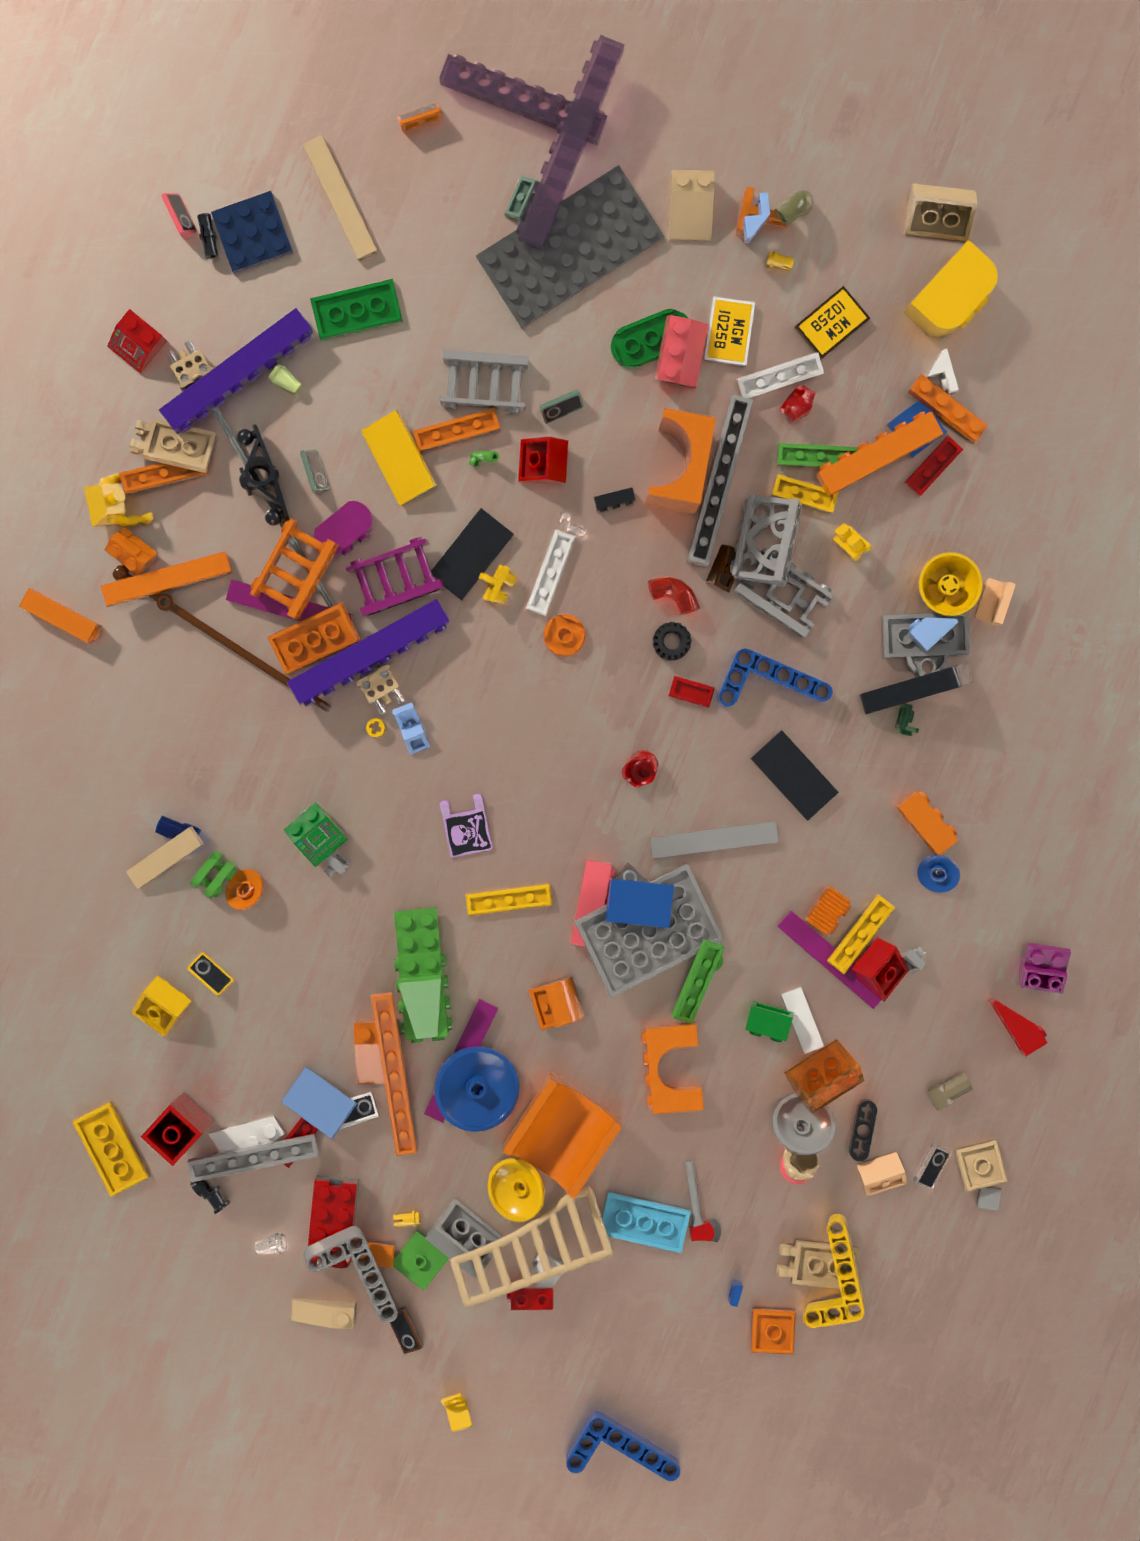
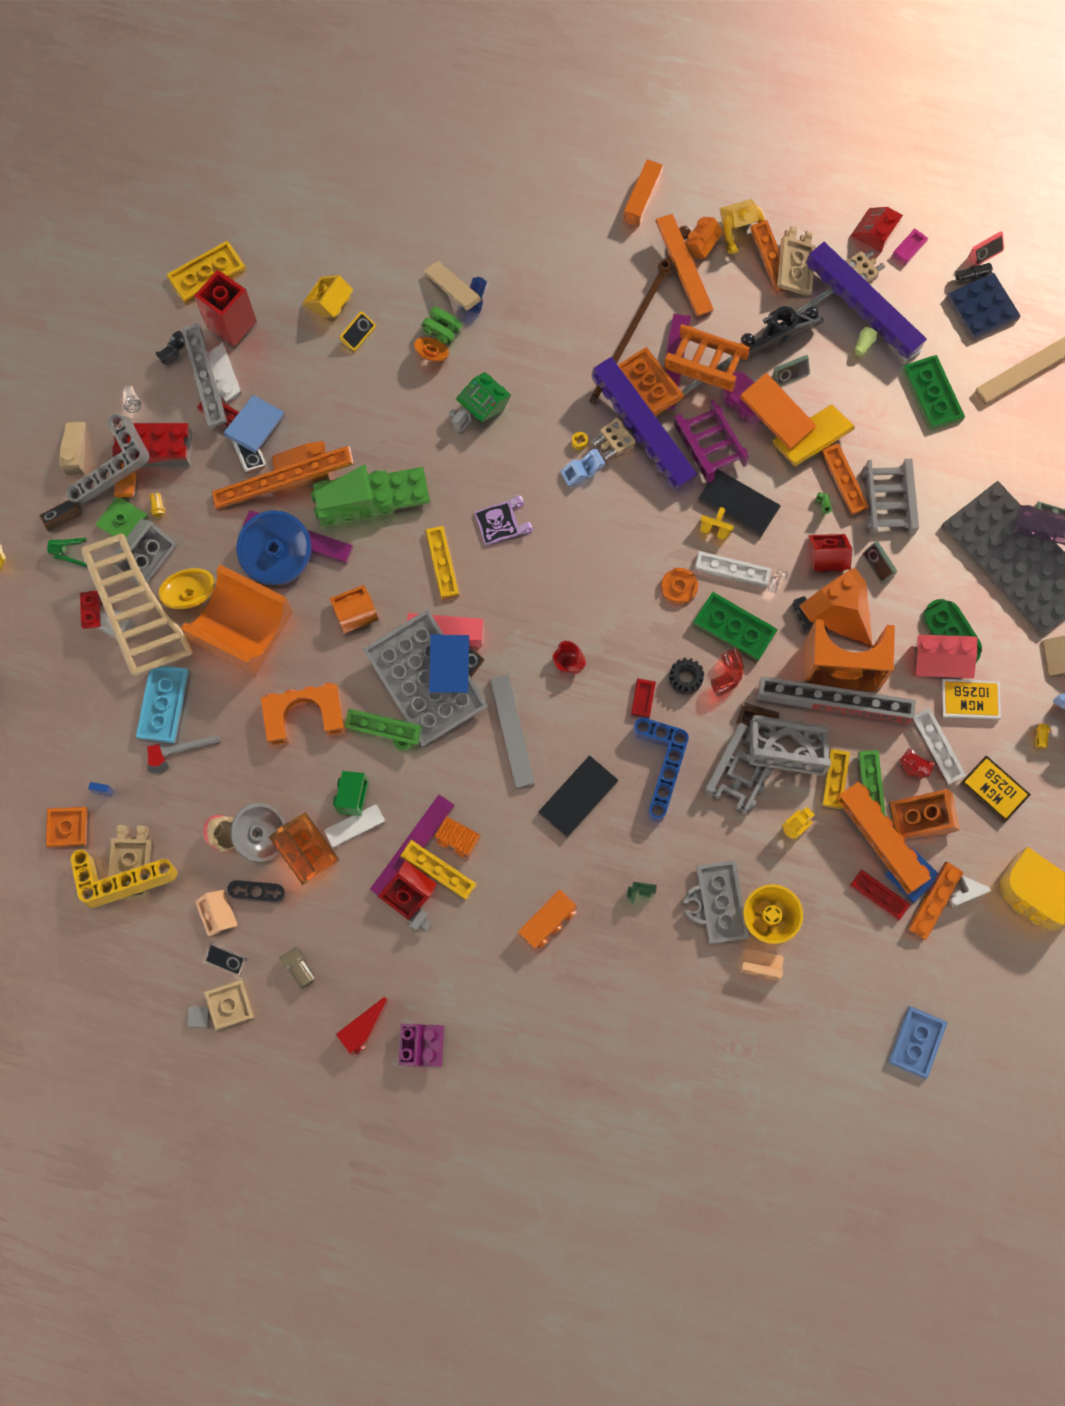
camera: 80 degrees right, 15 degrees down
(163, 305) = (910, 246): none -> dark pink tile
(369, 495) = (778, 411): none -> orange tile
(447, 1332) = (59, 546): none -> green plant
(611, 455) = (843, 607): none -> orange wedge
(620, 579) = (735, 626): none -> green plate
(855, 403) = (925, 815): none -> orange slope
(916, 688) = (676, 899): black beam -> none
(929, 631) = (727, 901): light blue slope -> none
(938, 880) = (495, 934): blue dish -> none
(1090, 451) = (917, 1042): none -> medium blue tile

